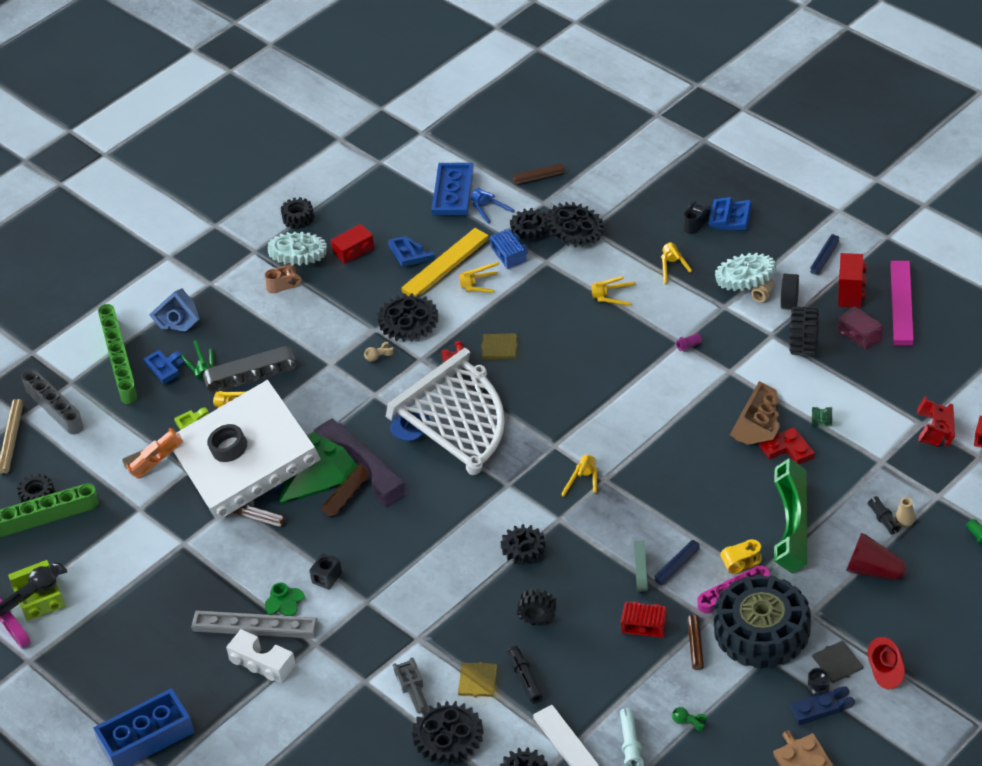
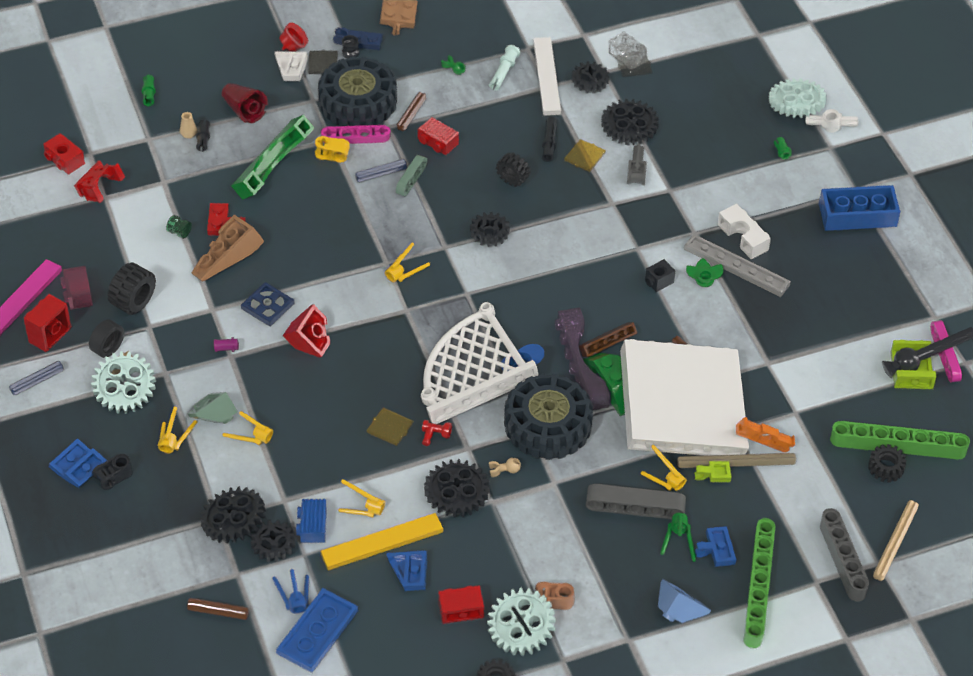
camera: 160 degrees left, 5 degrees up
(221, 434) = (693, 400): black tyre -> none
(358, 392) = (548, 416): none -> black wheel
(622, 373) = (309, 332): none -> red slope
(655, 286) = (214, 408): none -> sand green slope
(681, 389) = (267, 304): none -> dark blue piece
(860, 631) = (291, 64): none -> white wing

